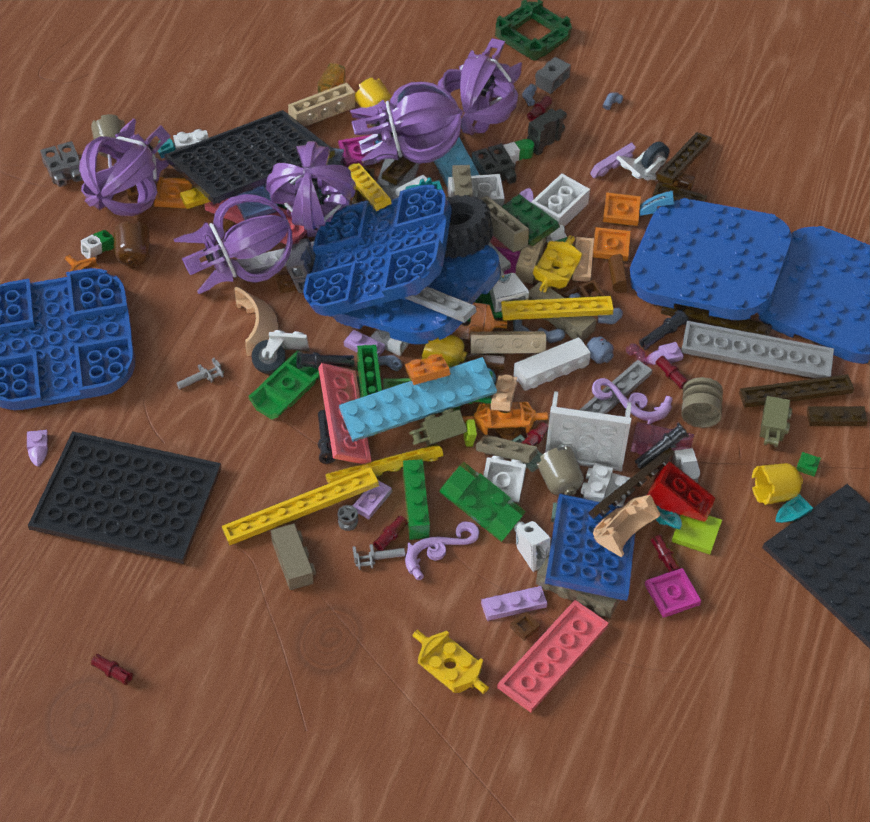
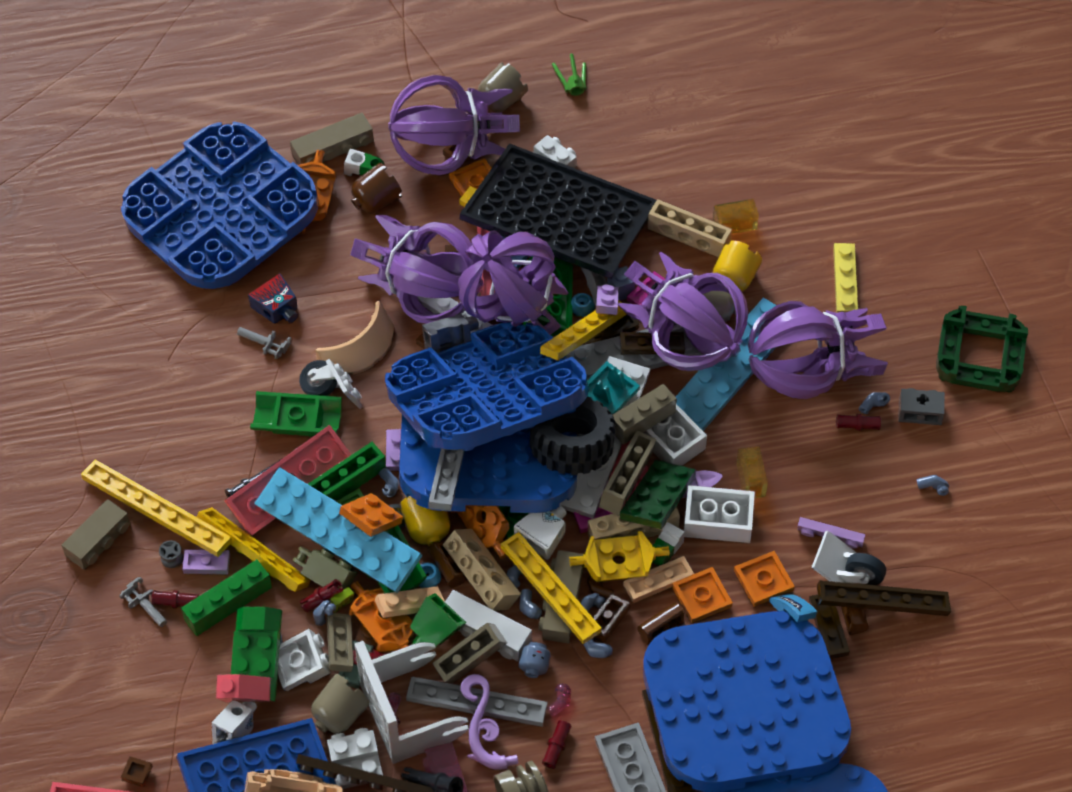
camera: 60 degrees right, 5 degrees up
(37, 446) = (99, 270): lavender plate -> none
(59, 245) = (333, 139): none -> dark tan brick
(62, 165) = (446, 68): flat silver hips -> none
(126, 497) = (84, 369): black plate -> none
(140, 102) = (575, 84): none -> bright green plant
(166, 148) = (530, 139): teal plate -> none
(174, 350) = (274, 300): none -> torso
(314, 360) = (338, 419): black pin -> none
(355, 165) = (607, 299): none -> lavender plate
(422, 59) = (845, 277): none -> light yellow plate
(439, 543) = (183, 653): lavender plant -> none
(442, 649) = (56, 712): yellow plate -> none
(461, 440) = (321, 594): none -> dark red pin
(473, 446) = (325, 607): none -> sand blue arm
(495, 163) = (732, 426): pearl dark grey hips -> none
(511, 518) = (243, 688): none -> coral slope
(514, 603) = (157, 747): lavender plate -> none
(520, 149) = (773, 436): leg -> none
(535, 385) = (435, 621): none -> green torso
(538, 172) = (752, 471): none -> clear yellow brick
(546, 129) = (820, 444): pearl dark grey hips -> none
(575, 376) = (469, 653): none -> dark tan brick
(669, 326) = (622, 709): black pin -> none
(670, 351) = (583, 727): lavender plate -> none

